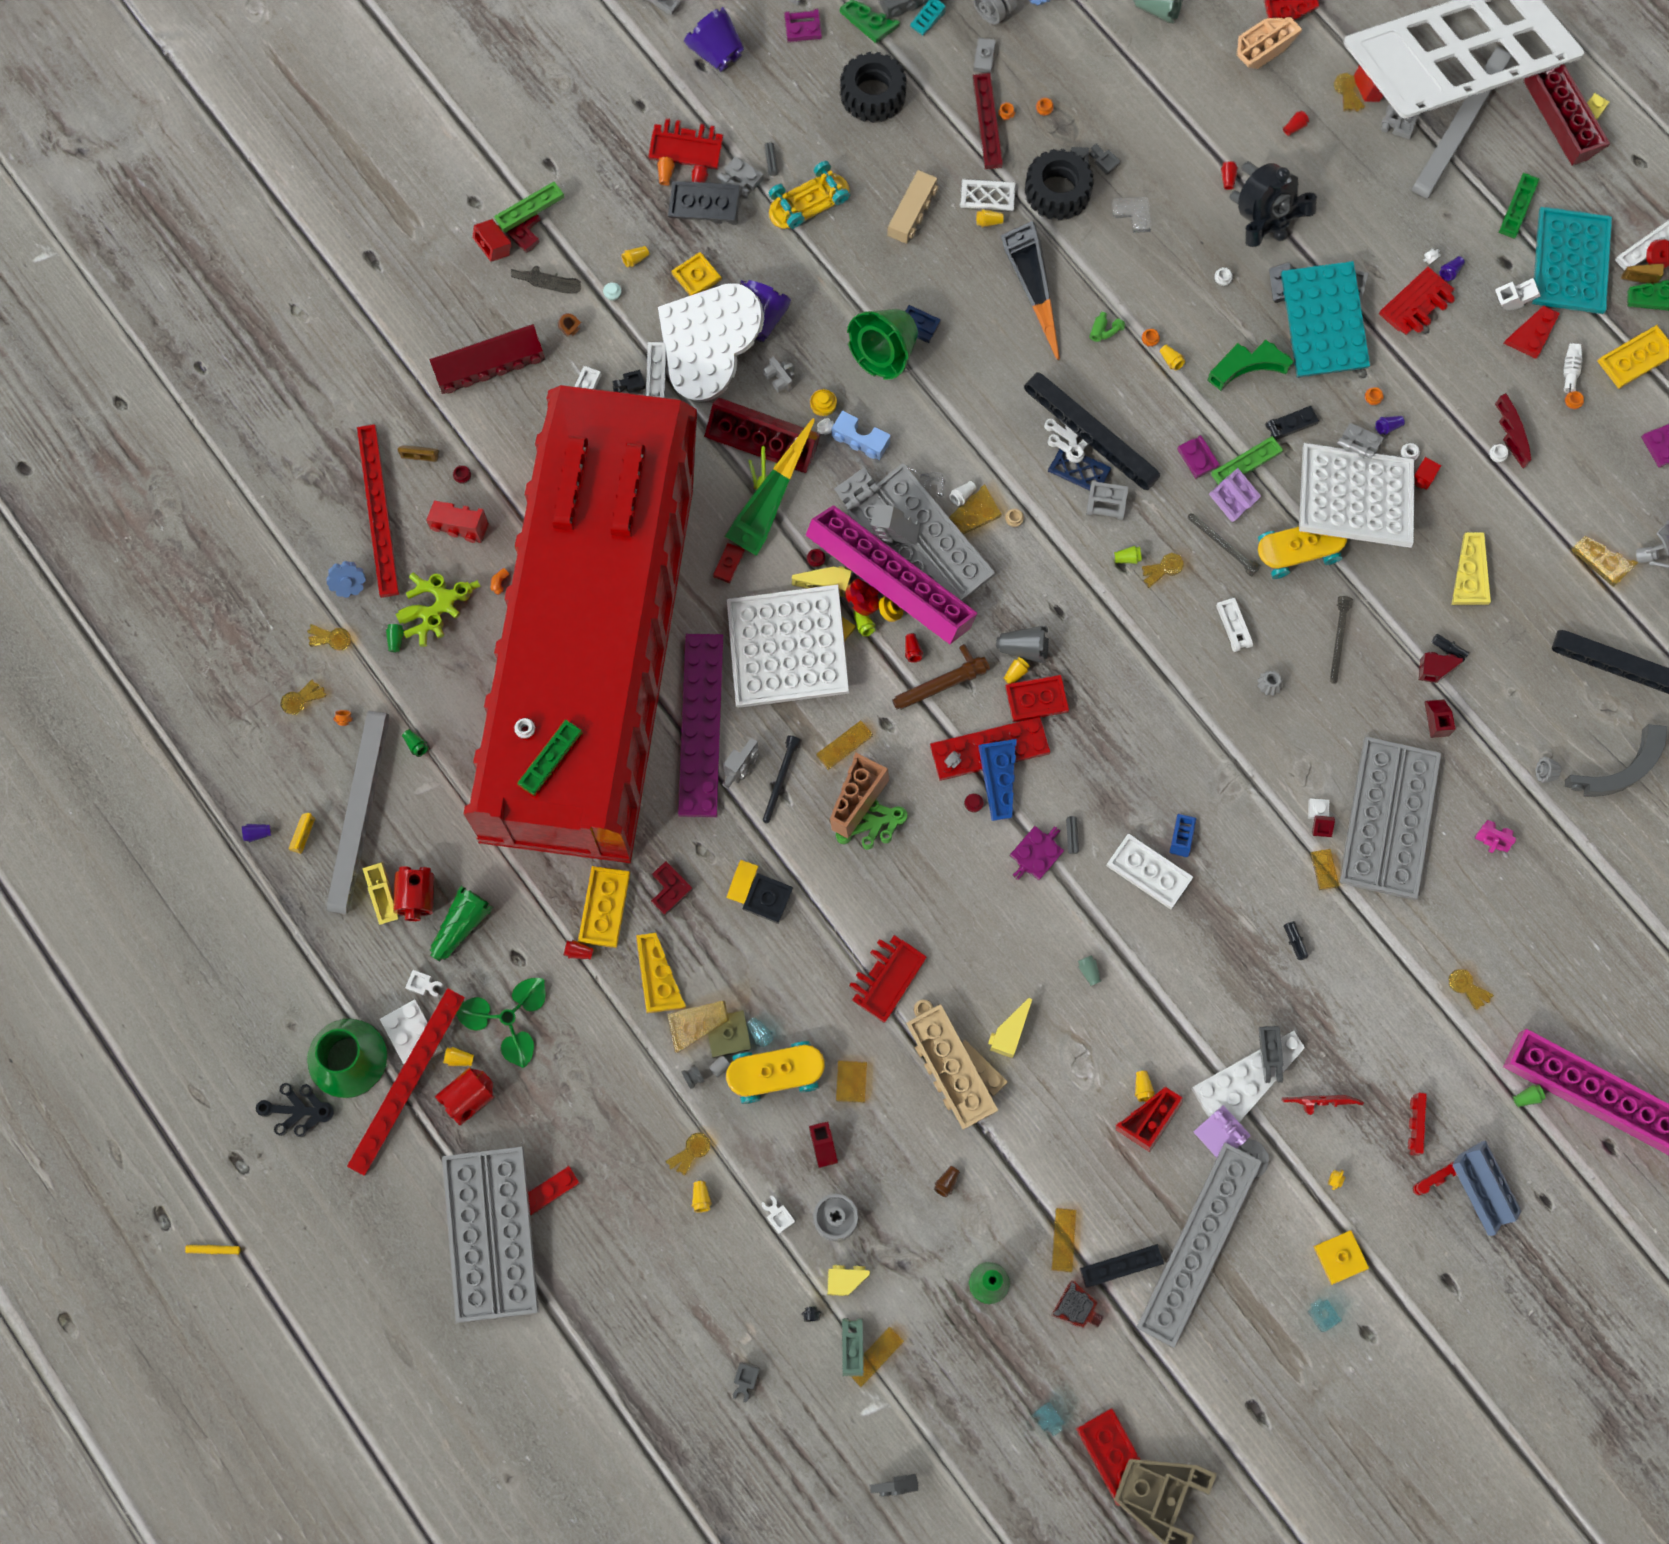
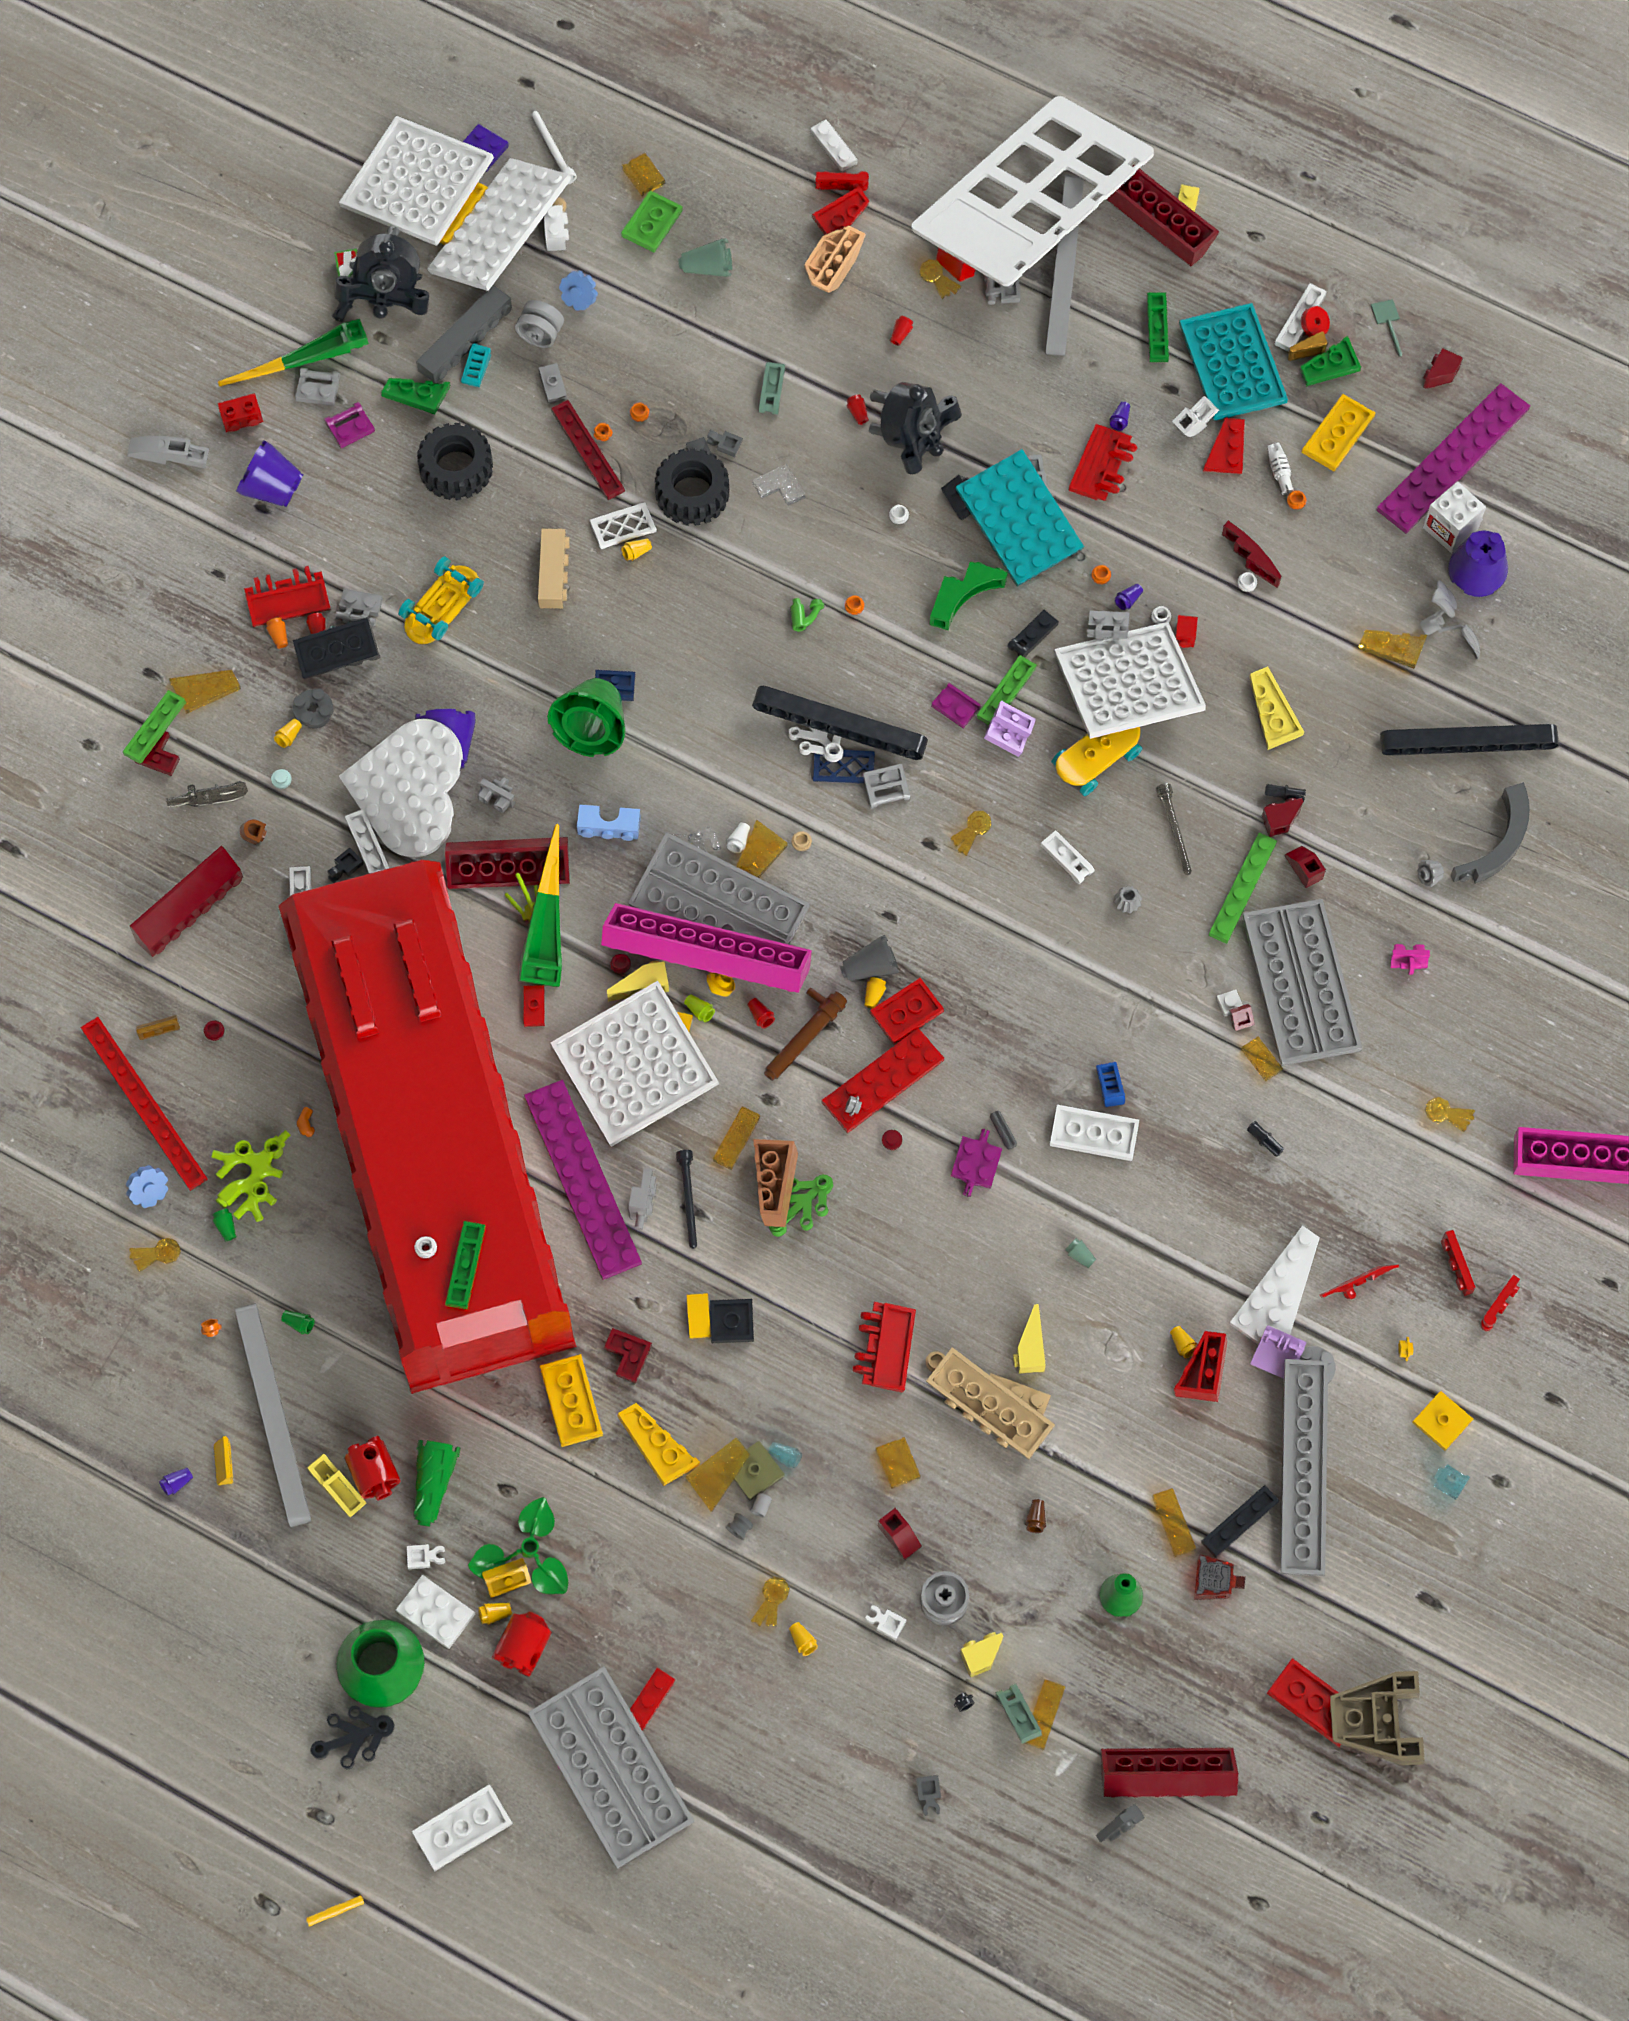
camera: 25 degrees left, 5 degrees down
(294, 702) = (151, 1334): clear yellow piece -> none
(346, 1228) = (462, 1827): none -> white plate
(406, 1082) = (454, 1658): red plate -> none
(457, 521) = (234, 1079): red wedge -> none
(481, 1032) = (506, 1577): none -> yellow slope
(491, 240) = (130, 777): red brick -> none
(577, 950) = (564, 1454): red cone -> none
(586, 193) = (204, 688): none -> clear yellow wing
(668, 235) = (323, 711): none -> dark grey plate
(696, 274) = (362, 727): yellow plate -> none
(771, 159) = (382, 576): dark grey axle -> none
(775, 1071) = (819, 1483): yellow piece -> none
(823, 402) = (554, 804): yellow plate -> none
(825, 426) = (568, 827): white plate -> none
(856, 489) = (626, 875): light grey plate -> none
(863, 597) = (688, 982): red plate -> none
(892, 525) = (688, 899): light grey wedge -> none
(959, 1459) = (1169, 1772): none -> dark red slope
(998, 773) = (902, 1097): blue wing -> none
(1027, 259) = (693, 574): black plate -> none
(1049, 1419) = (1237, 1695): clear light blue brick -> none
(1129, 555) = (932, 831): lime cone -> none
(1164, 129) = (772, 387): none -> sand green plate
(1172, 357) = (885, 616): yellow cone -> none
(1250, 566) = (1057, 793): clear smoke piece -> none
(1271, 1052) = (1290, 1254): dark grey hinge -> none
(1375, 714) = (1242, 888): none -> bright green plate
(1431, 256) = (1095, 411): white plate -> none
(1486, 1187) = (1548, 1293): sand blue slope -> none
(1529, 1096) = (1550, 1190): bright green cone -> none

